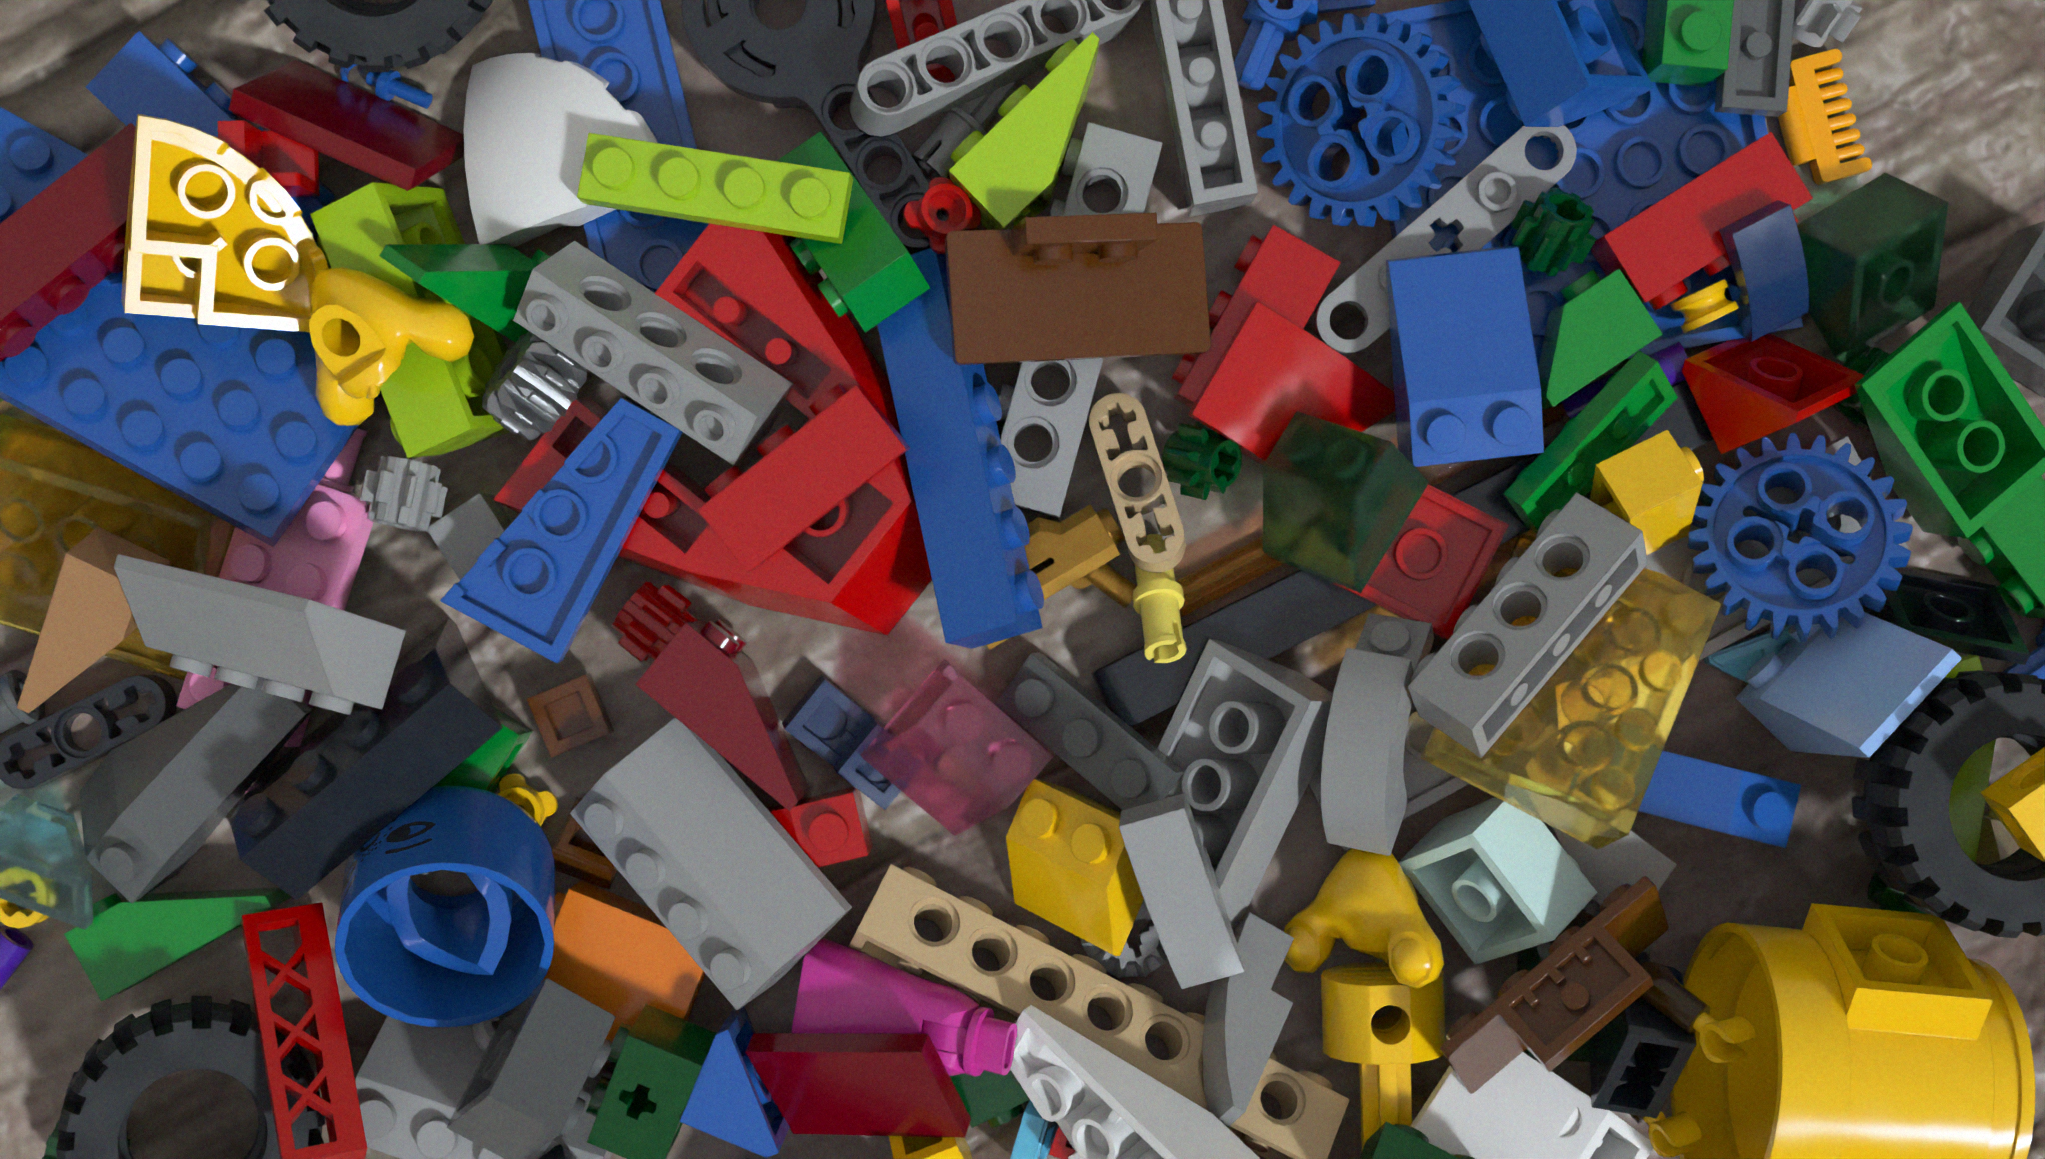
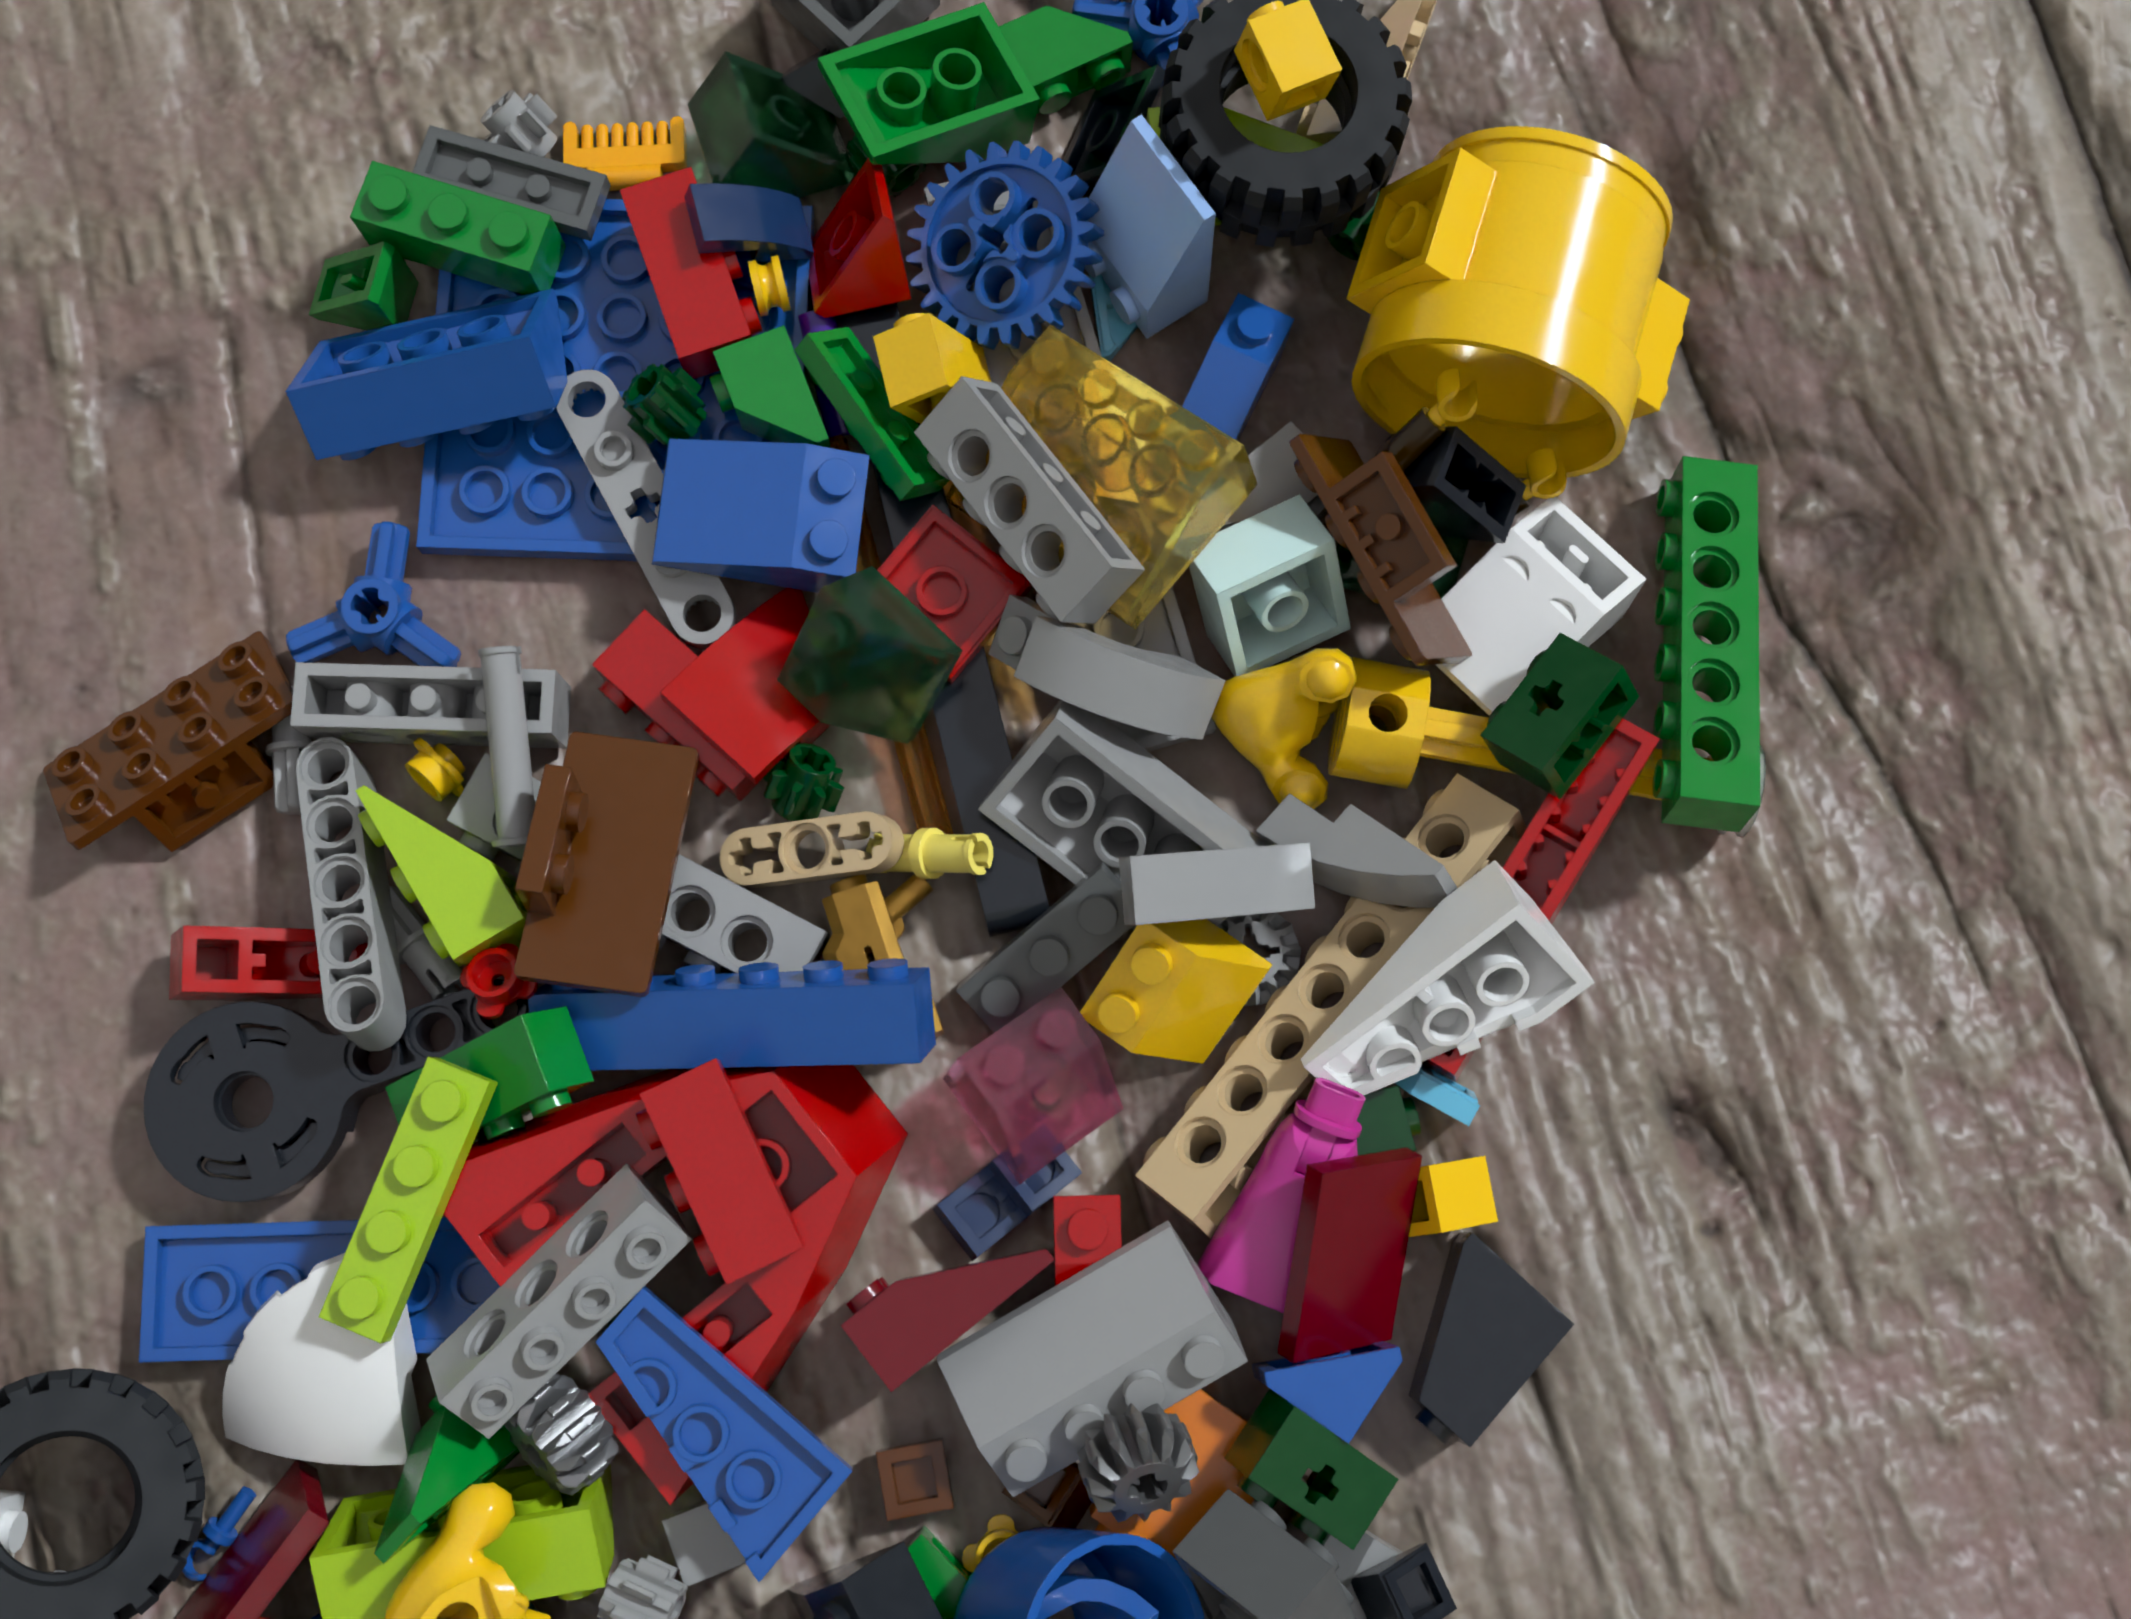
camera: 85 degrees left, 10 degrees down
(621, 927) = (1137, 1462): none -> flat silver gear
(651, 620) = (836, 1370): red gear -> none
(1137, 97) = (436, 770): none -> yellow plate
(1170, 167) = (508, 743): none -> light grey pin
(1410, 96) = (501, 508): blue gear -> none
(1937, 291) = (809, 82): none -> black slope

